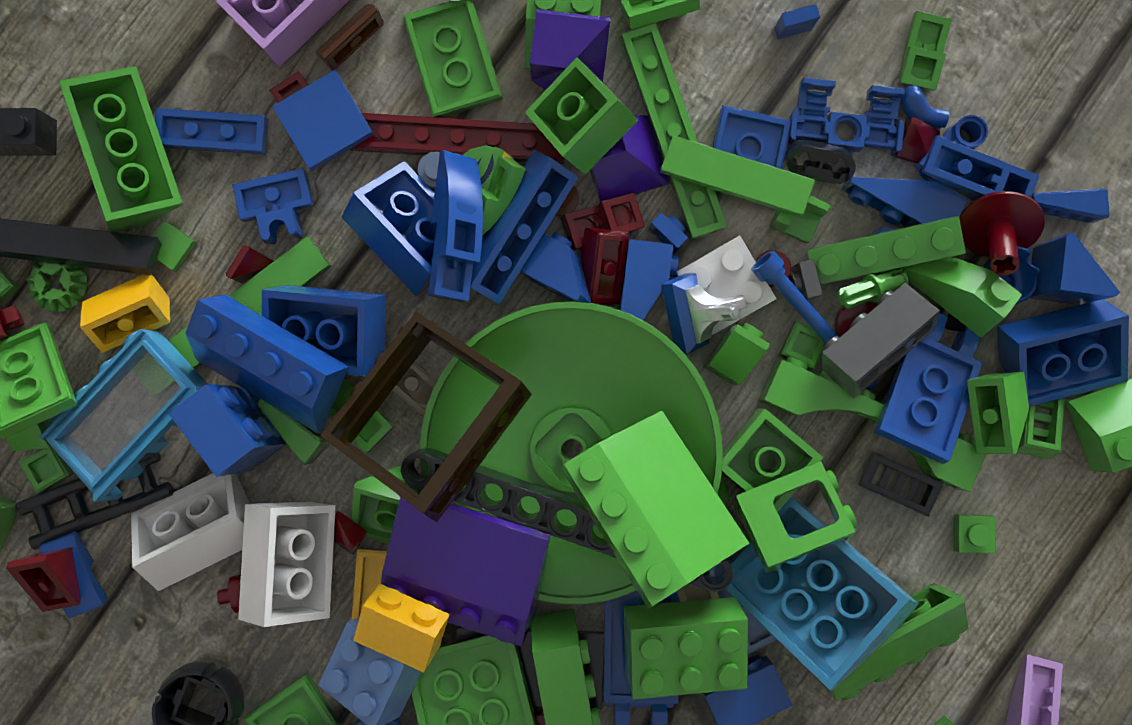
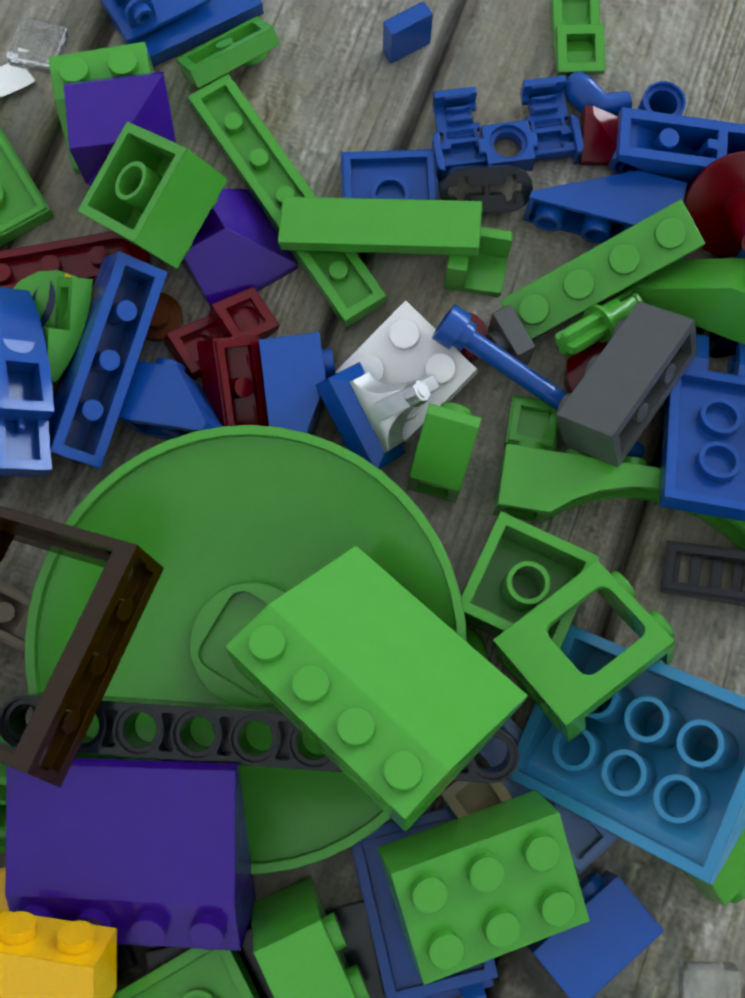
camera: 15 degrees left, 10 degrees down
(669, 230) = (311, 317): blue plate -> none

